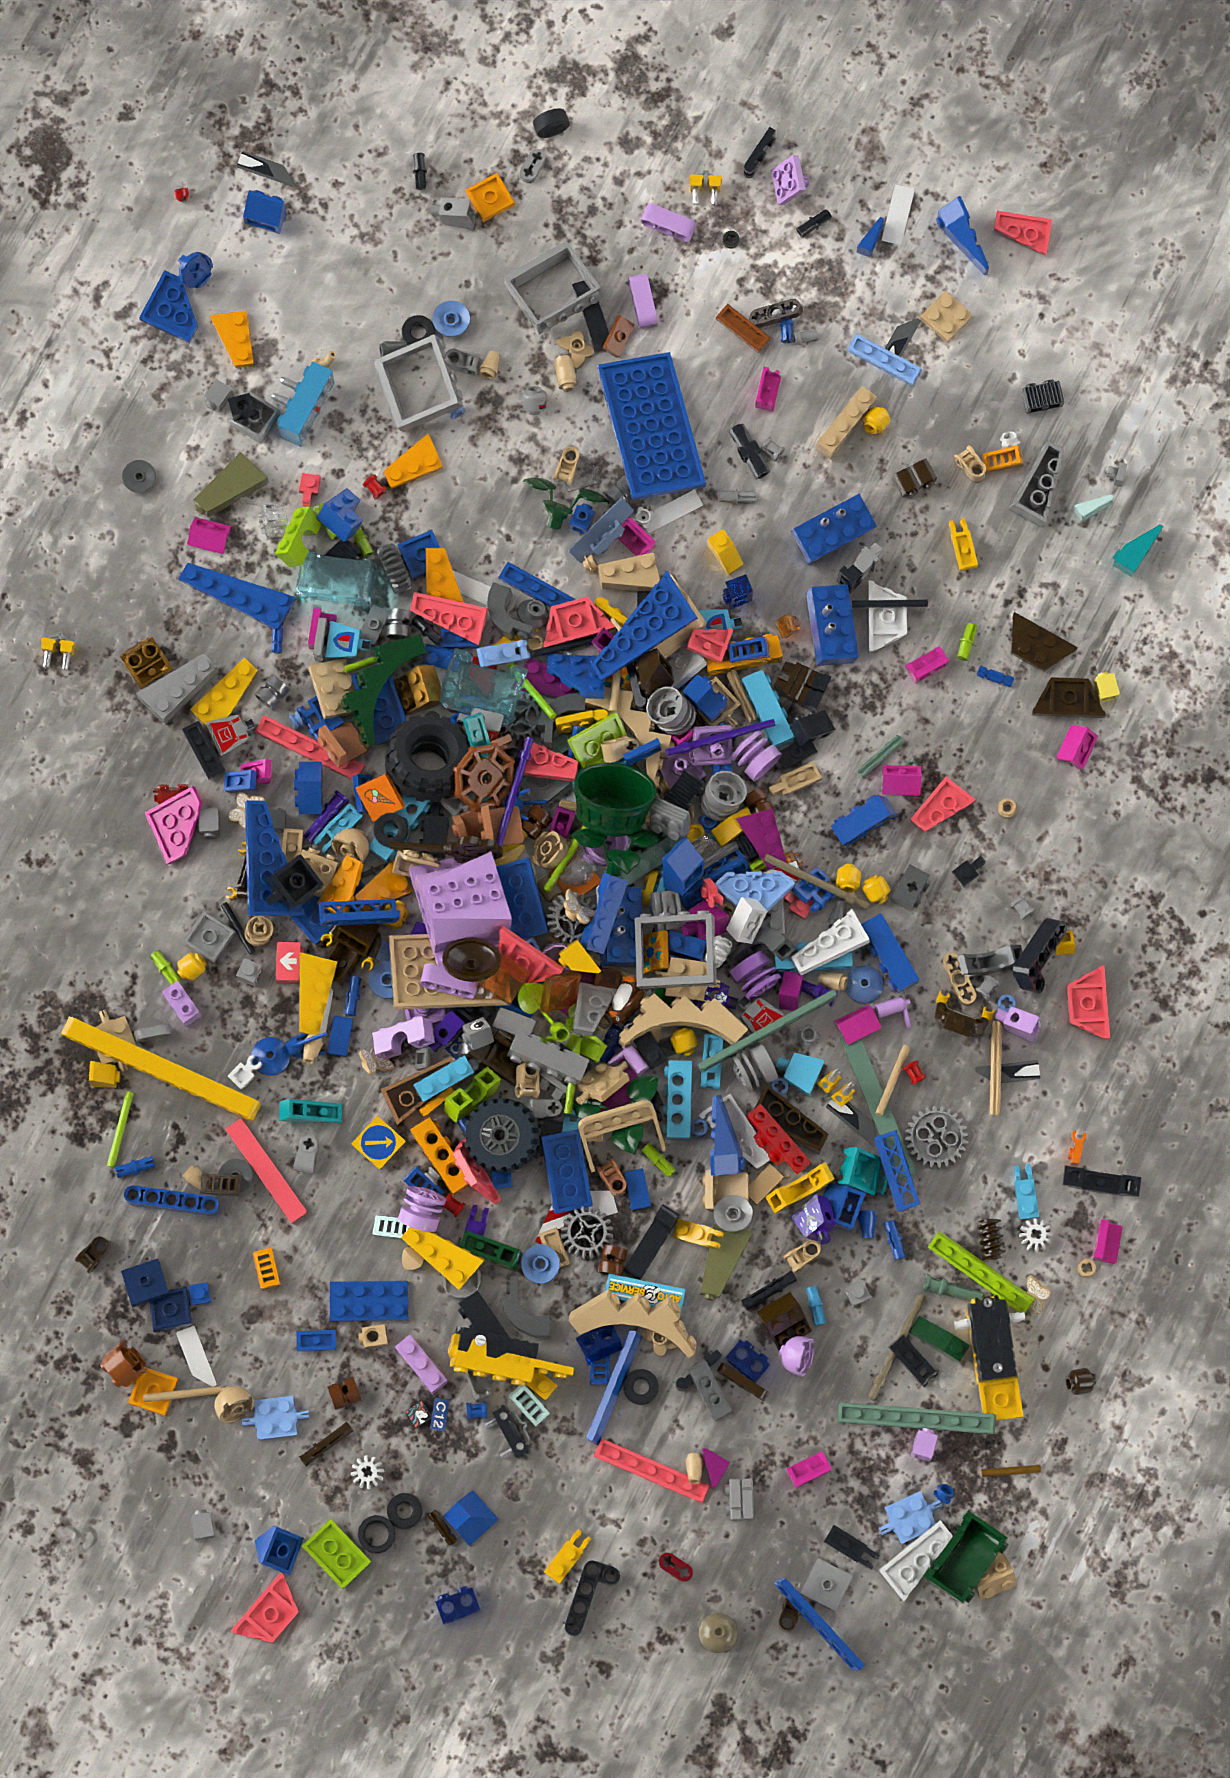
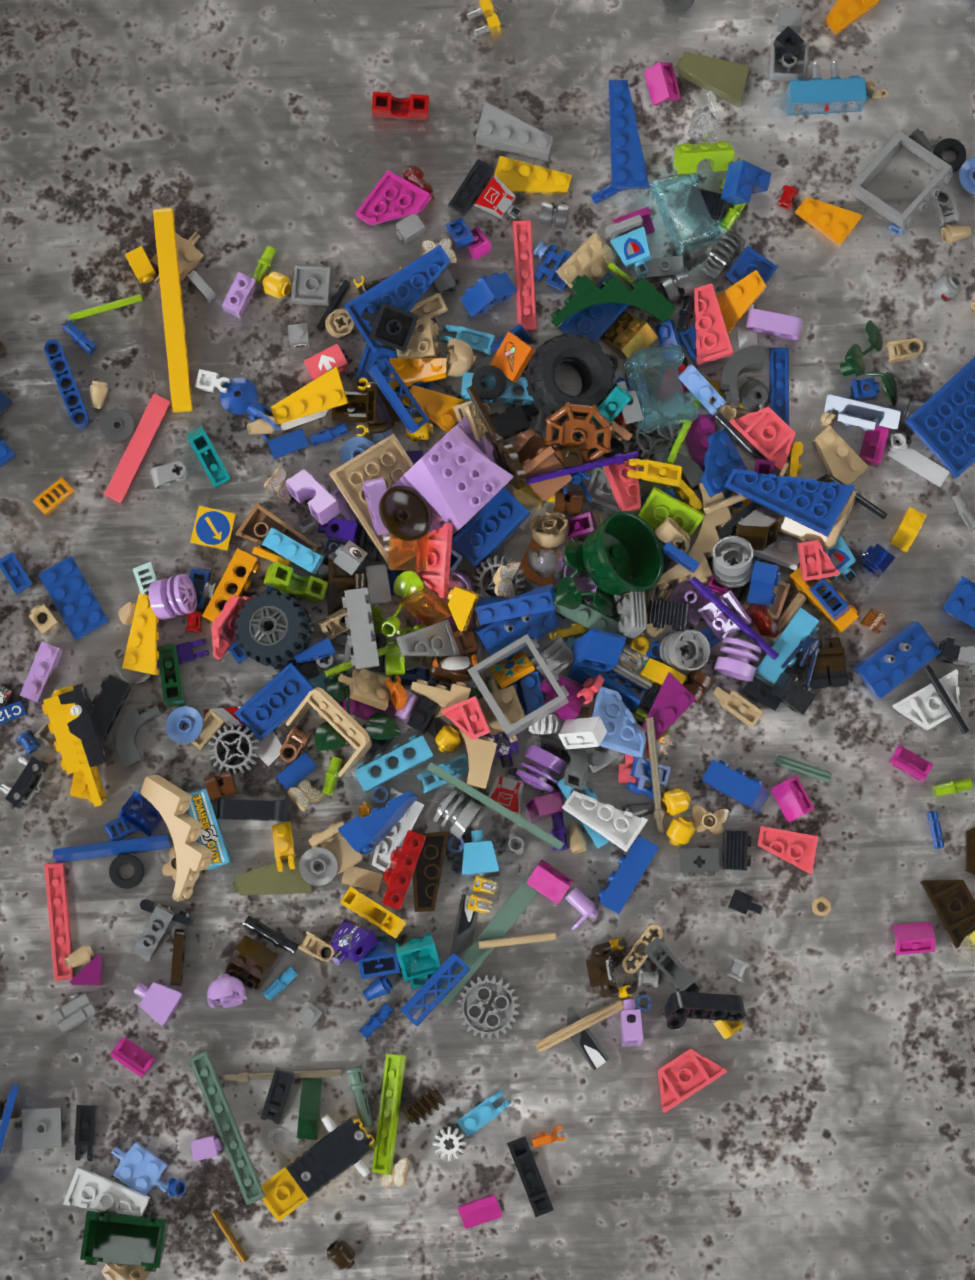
camera: 65 degrees right, 5 degrees up
(100, 762) = (412, 108): none -> red arch
(145, 662) = (518, 95): pearl gold slope -> none
(236, 1178) = (107, 430): dark brown slope -> none
(309, 486) = (754, 142): coral plate -> none
(331, 809) = (479, 323): dark purple pin -> none
(341, 743) = (542, 298): nougat bracket -> none
(480, 561) = (774, 324): none -> lavender beam
(499, 793) = (572, 455): none -> dark brown plate
(541, 1416) = (52, 781): light aqua slope -> none
(545, 1103) = (319, 650): none -> blue slope
(554, 893) = (517, 548): tan brick -> none
(555, 730) = (656, 472): none -> yellow hinge
(562, 865) = (537, 546): lime bar -> none
(621, 1059) = (397, 693): none -> orange plate
(663, 1192) = (304, 794): none -> tan animal
(678, 575) = (861, 500): none -> black bar
(679, 1008) = (468, 717): none -> coral wing
(704, 1147) = (365, 809): none -> light orange plate
(735, 715) = (763, 620): none -> clear red plate
(744, 1365) = (193, 950): clear blue brick -> none
(772, 1419) = (159, 1001): none -> lavender torso
(781, 690) = (810, 648): none -> dark blue plant
(861, 993) = (590, 878): medium blue dish -> none
(880, 860) = (709, 820): none -> tan animal
(909, 1069) = (535, 956): red bush -> none
(919, 852) = (735, 850): none -> black brick
(1088, 1273) = (441, 1208): tan bush -> none

